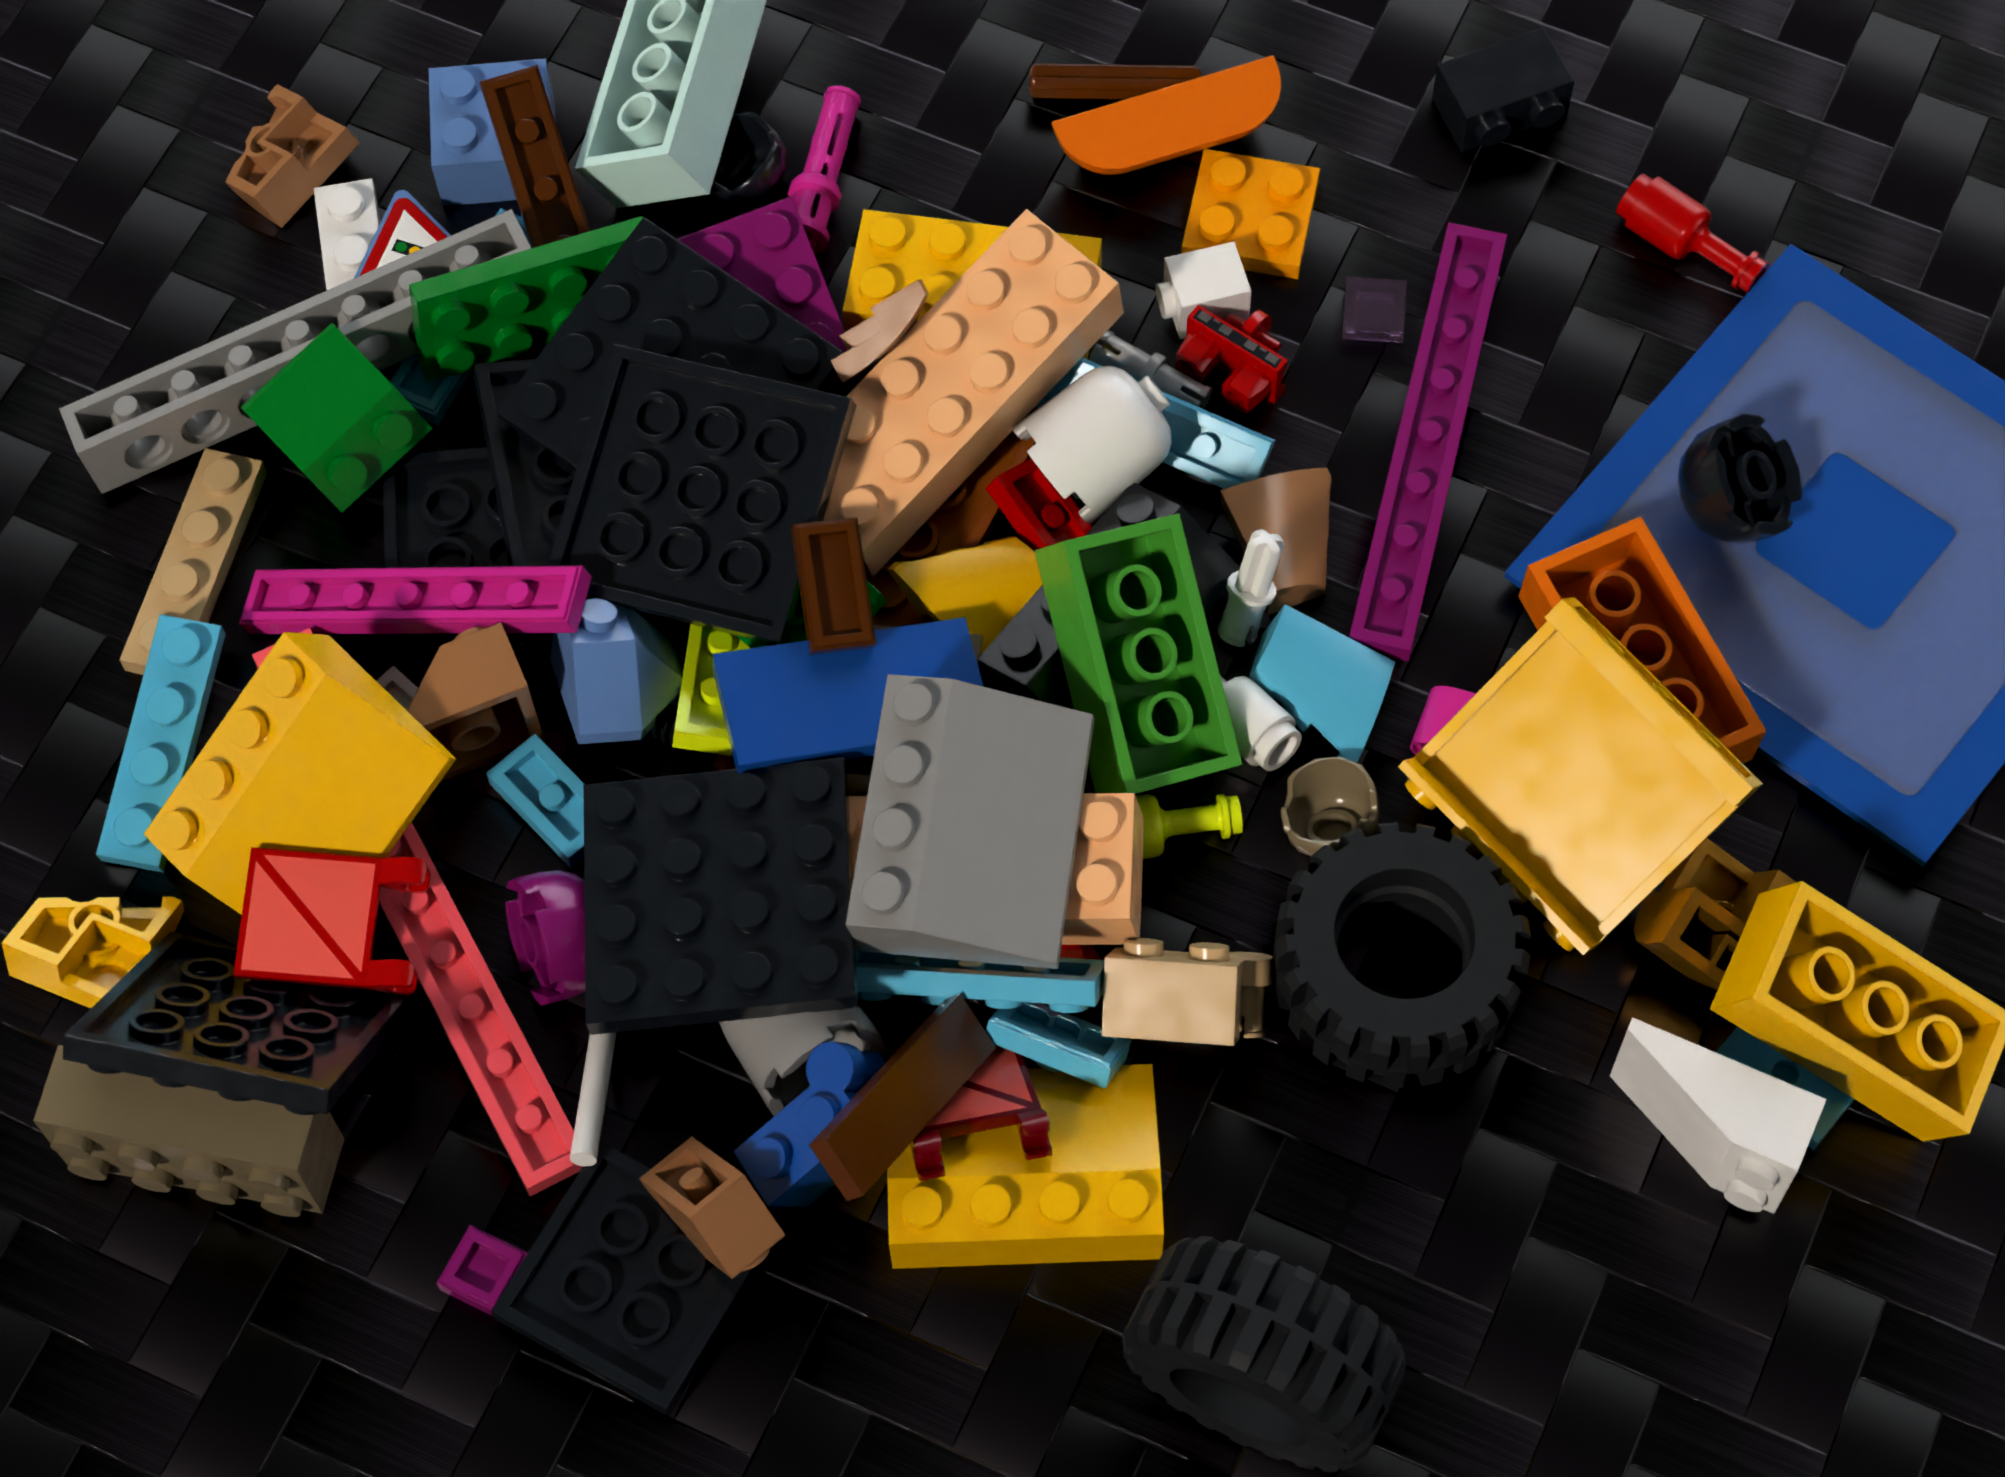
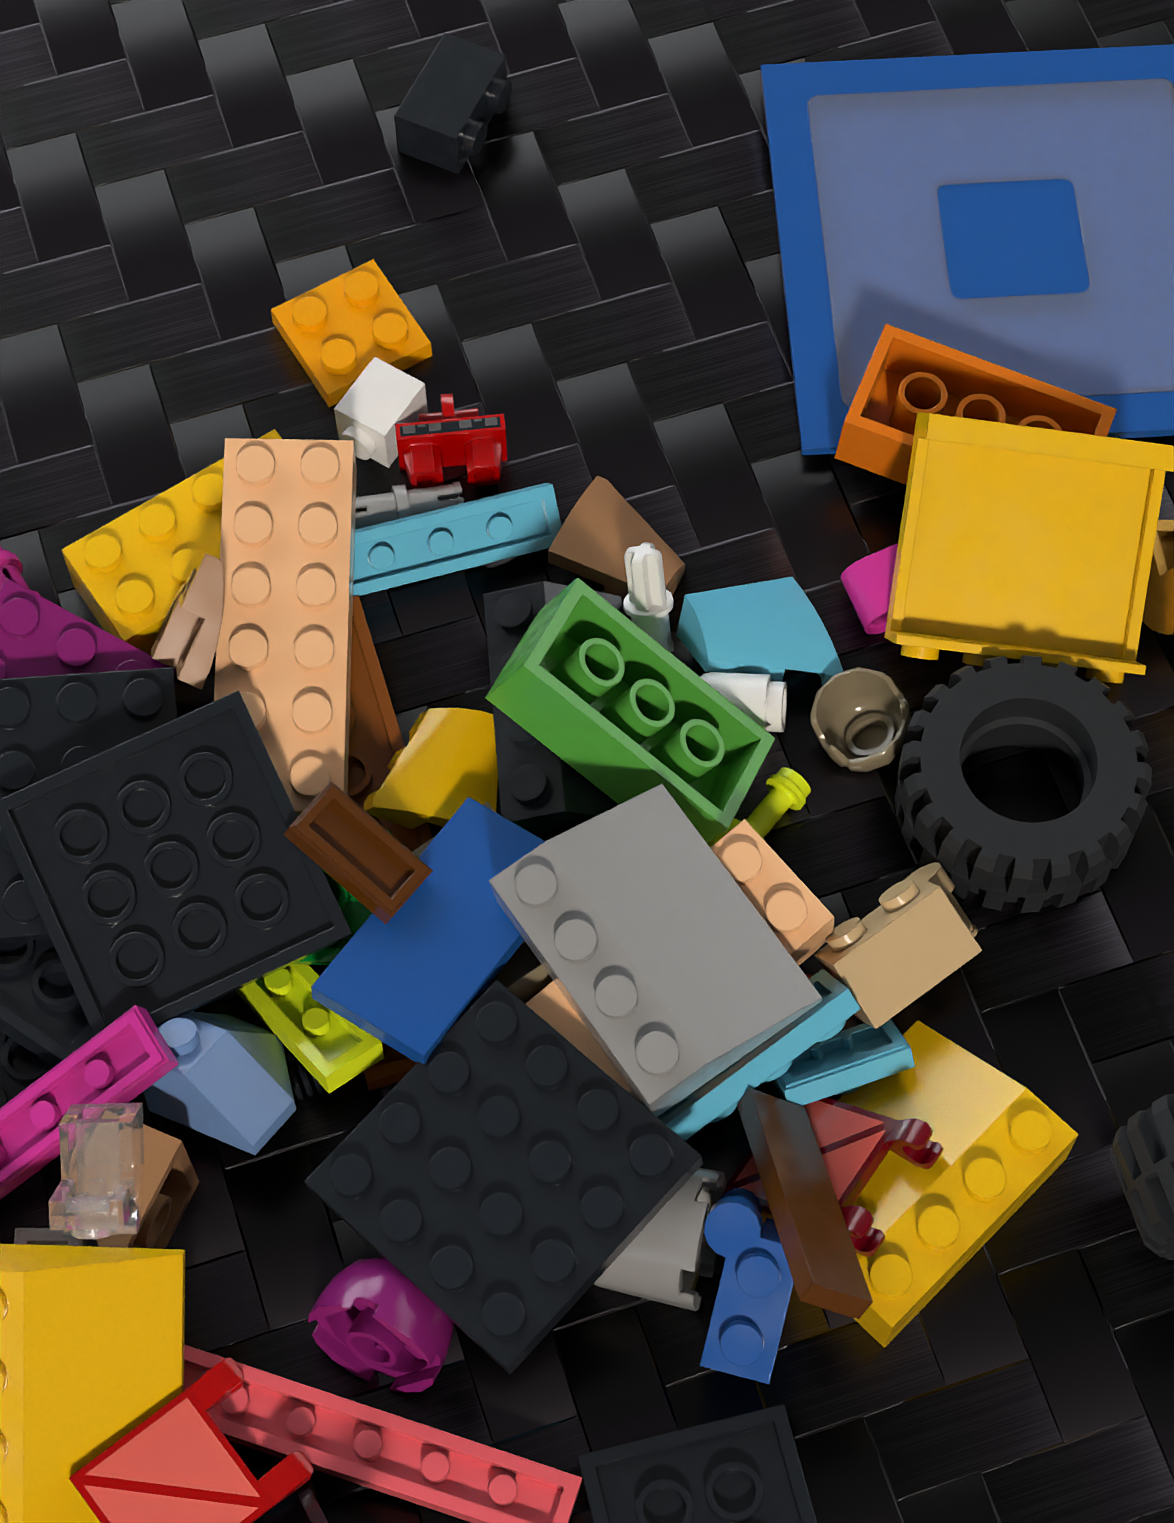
camera: 45 degrees left, 0 degrees up
(447, 657) = (99, 1171): none -> clear brick
(544, 795) = (259, 1222): medium azure plate -> none
(592, 1099) = (525, 1413): white bar -> none
(714, 1207) = (729, 1422): medium nougat slope -> none
(1036, 507) = (431, 674): red plate -> none
(1099, 437) = (427, 579): white cylinder -> none
(1104, 80) = (148, 311): reddish brown axle -> none
(1172, 119) = (230, 304): orange brick -> none
(1374, 309) = (514, 333): clear purple tile -> none
(1427, 442) = (654, 399): magenta plate -> none
(1677, 221) = (674, 108): red piece -> none
(1739, 481) = (912, 253): black cylinder -> none

